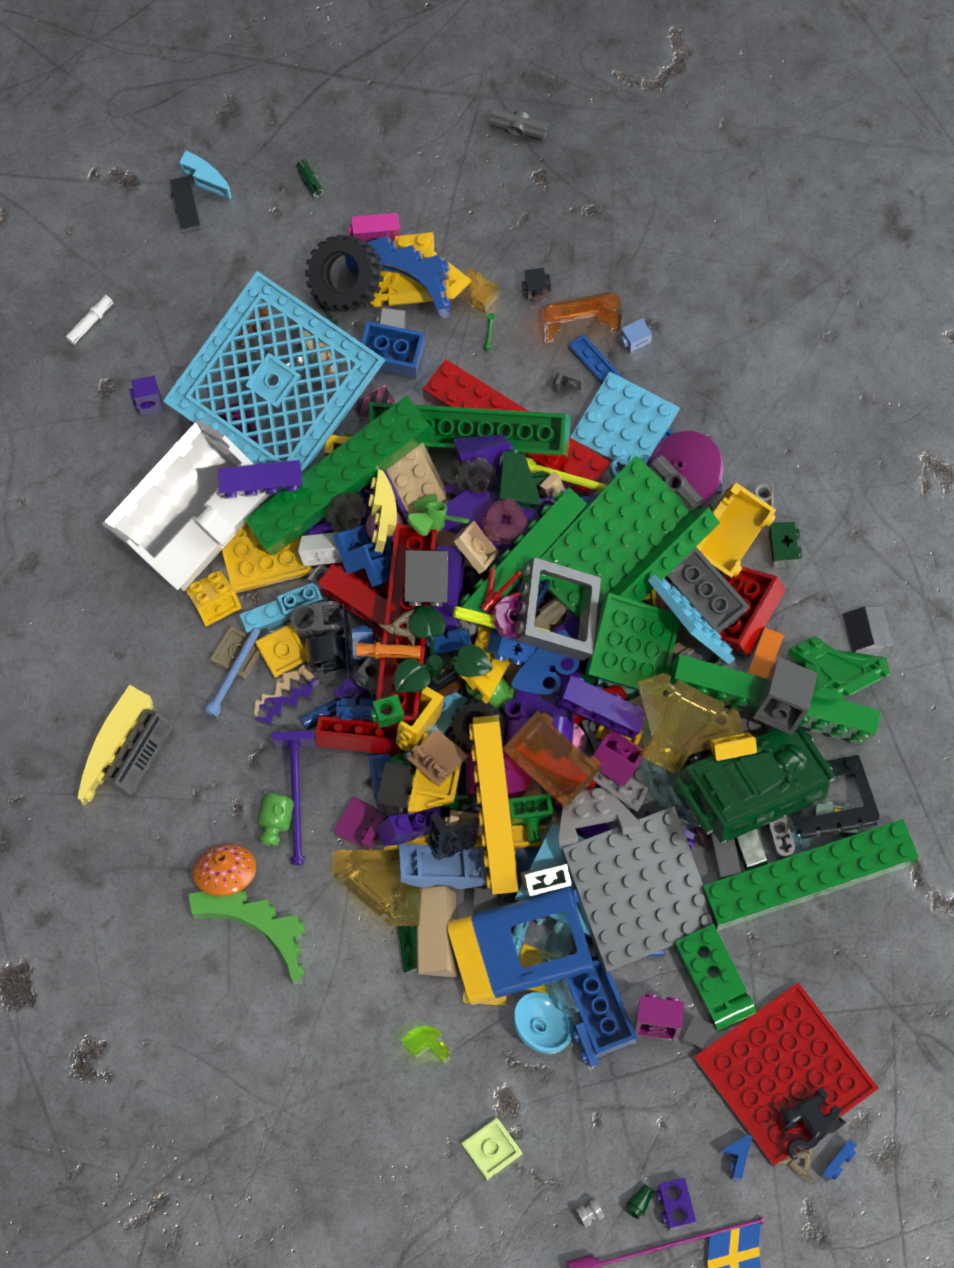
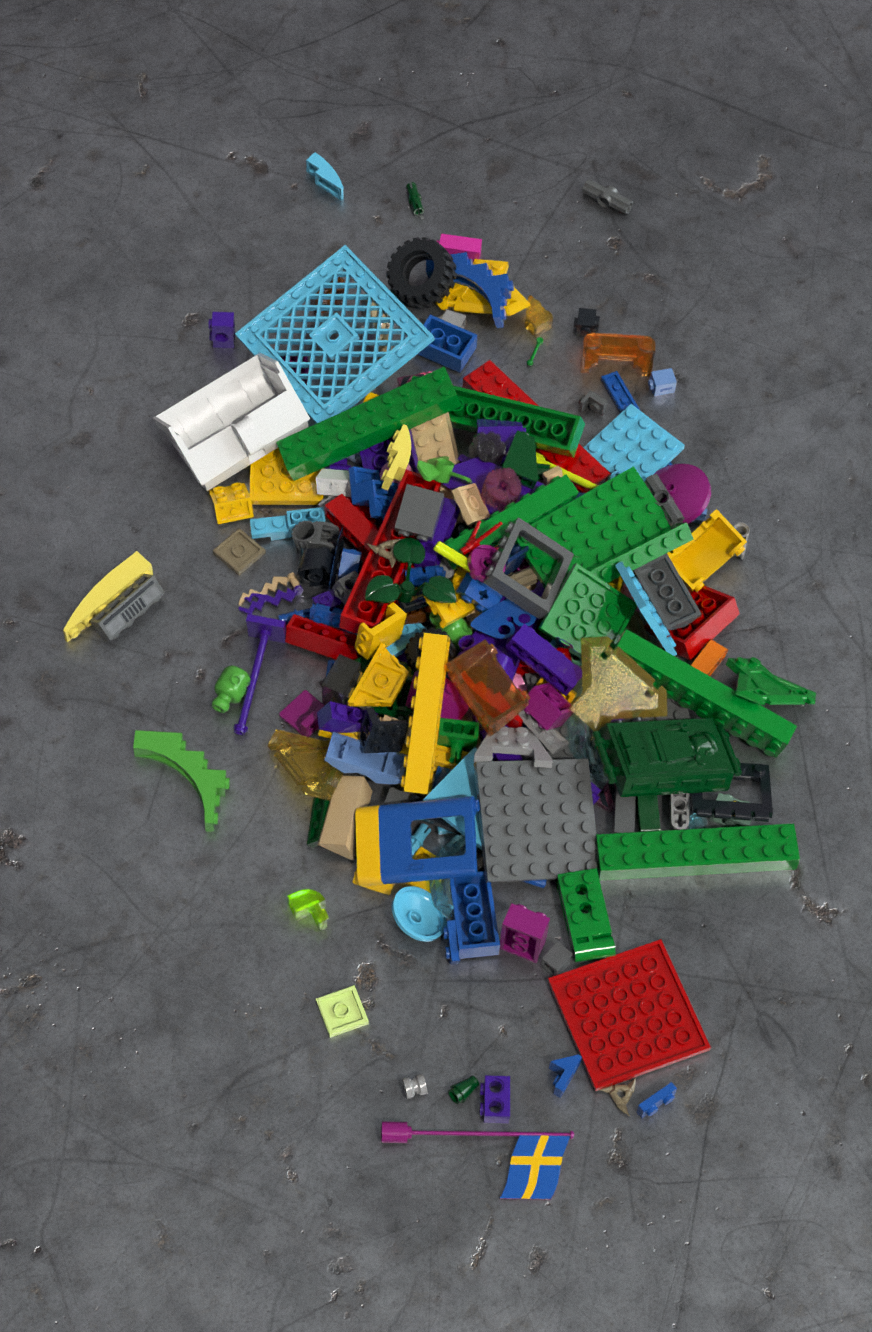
camera: 10 degrees right, 10 degrees down
(95, 312) = (198, 260): white pin -> none
(185, 204) = (302, 195): black tile -> none
(213, 707) = (203, 589): medium blue piece -> none
(224, 869) = (172, 719): orange dish -> none
(259, 478) = (298, 405): dark purple brick -> none
(282, 650) = (277, 557): yellow tile -> none
(346, 511) = (366, 453): clear smoke plant -> none
(381, 650) = (359, 562): orange pin -> none
(391, 703) = (358, 606): green brick -> none
(437, 757) = (386, 663): medium nougat hinge -> none
(545, 879) = (453, 786): brick -> none
(733, 746) = (654, 718): yellow slope -> none
(779, 535) = (747, 578): dark green brick -> none
(786, 696) = (712, 686): dark grey slope -> none
(813, 1119) = (642, 1056): black animal -> none
(867, 628) = (805, 664): black slope -> none

